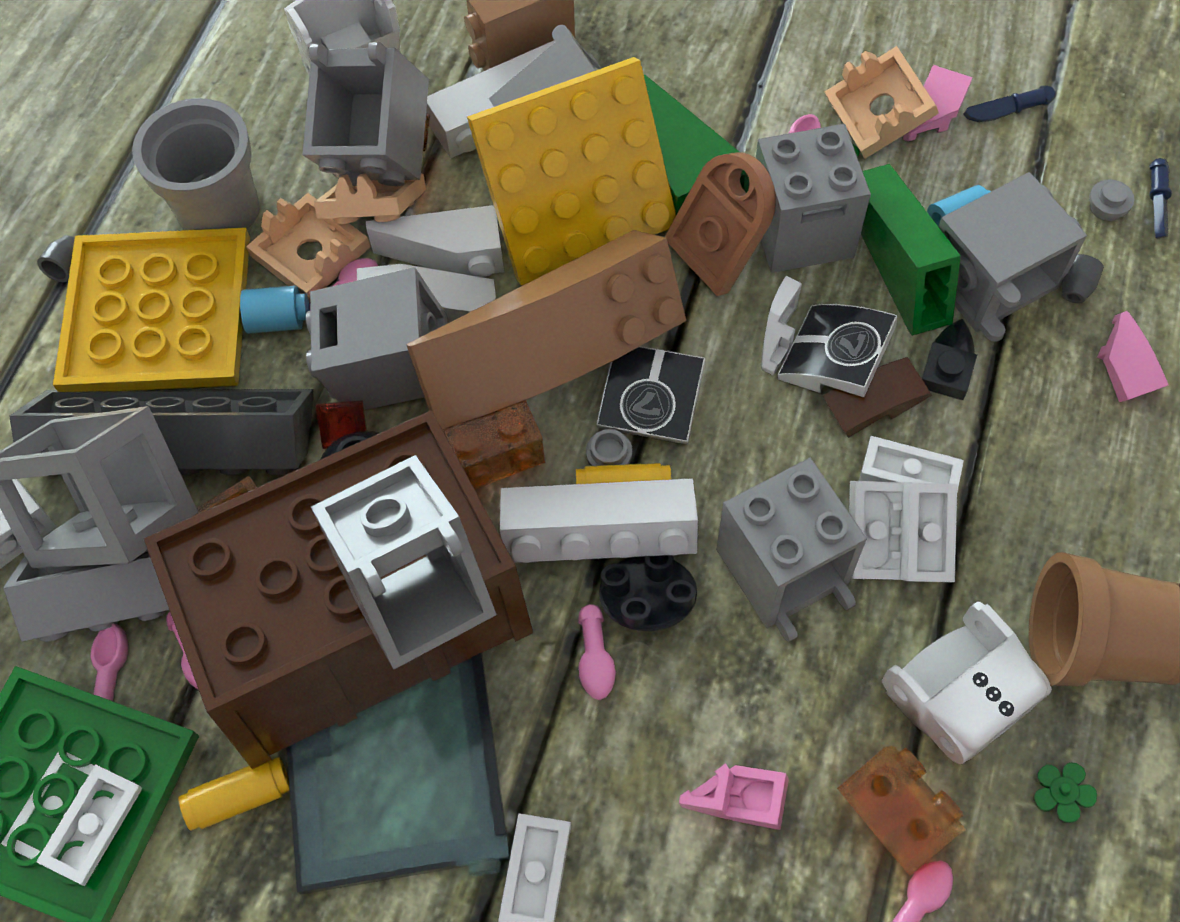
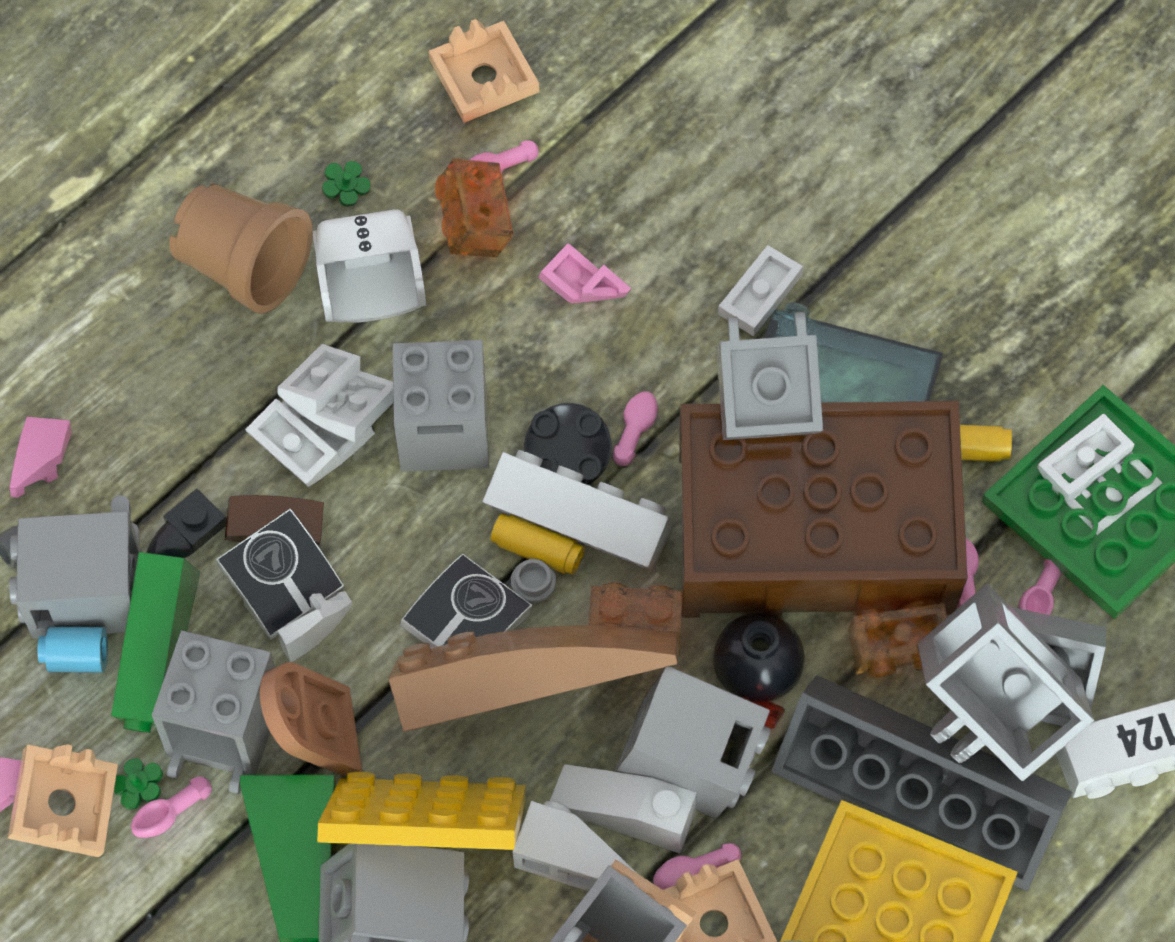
camera: 155 degrees left, 0 degrees up
(273, 309) = (775, 860): medium azure brick -> none

